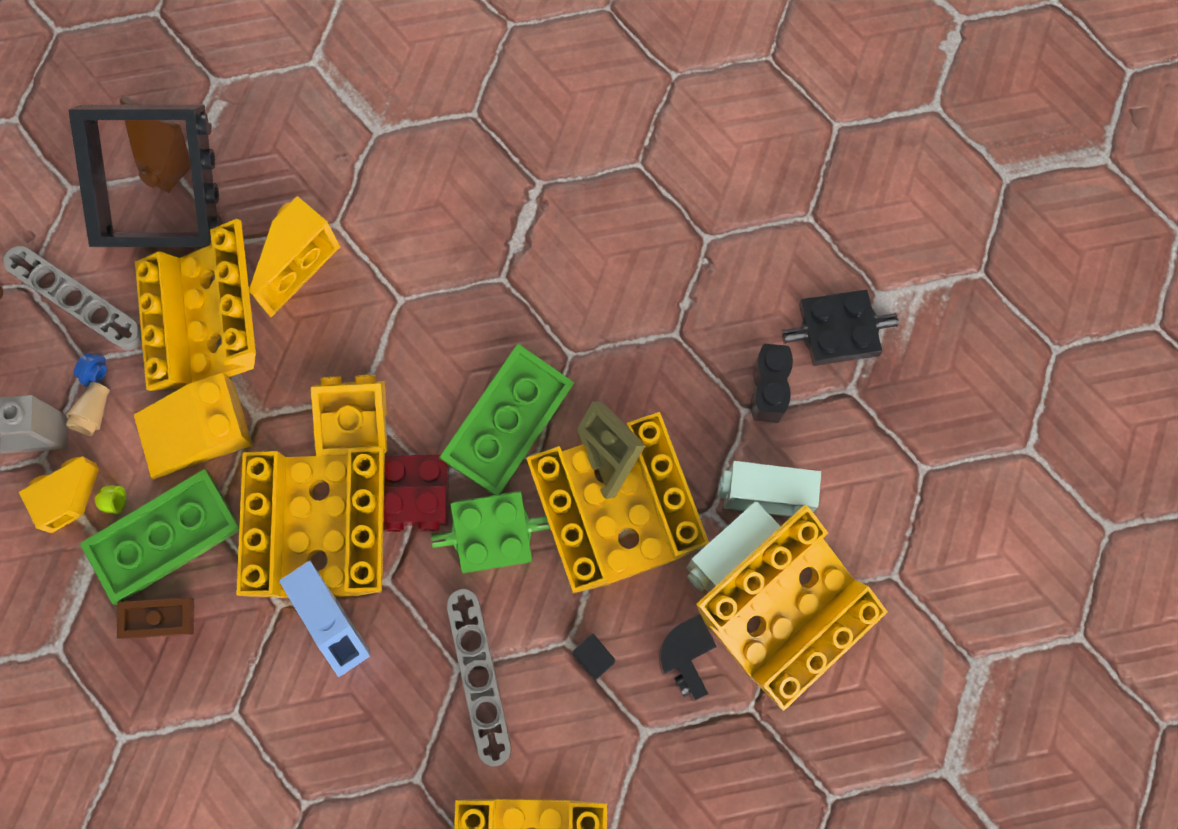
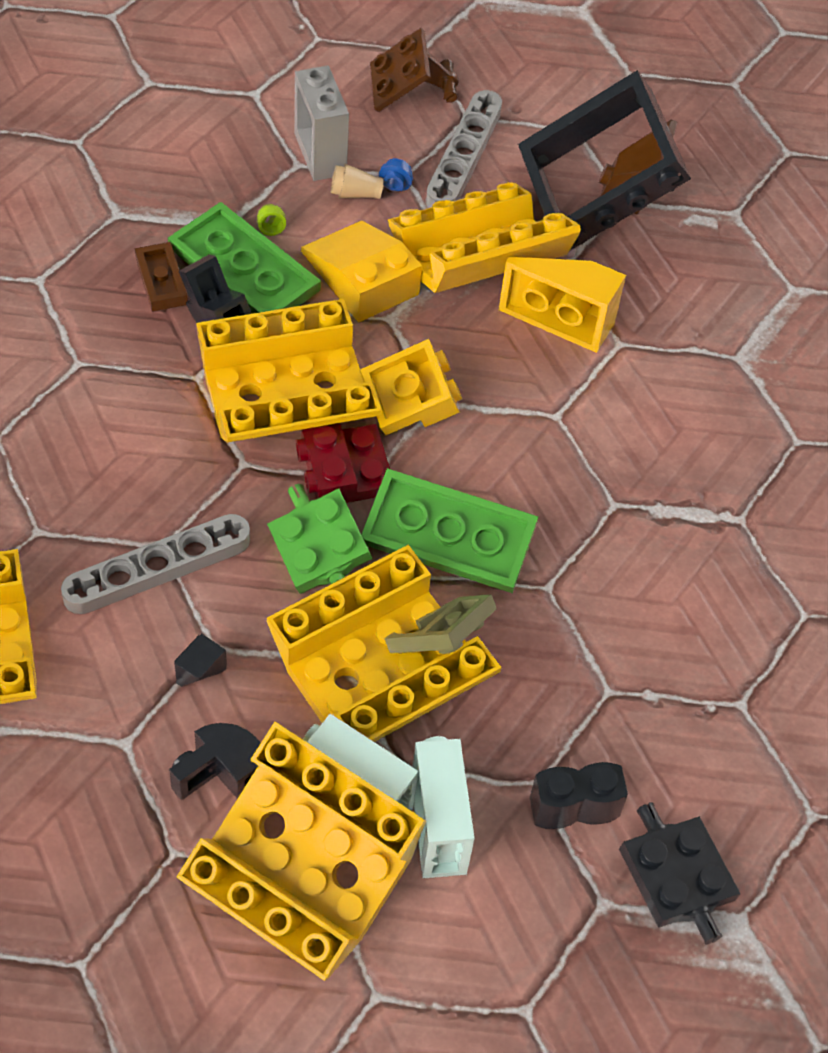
camera: 70 degrees right, 20 degrees down
(61, 496) = (264, 179): yellow slope -> none
(203, 574) = (210, 293): none -> black brick
(325, 619) = (185, 405): light blue slope -> none

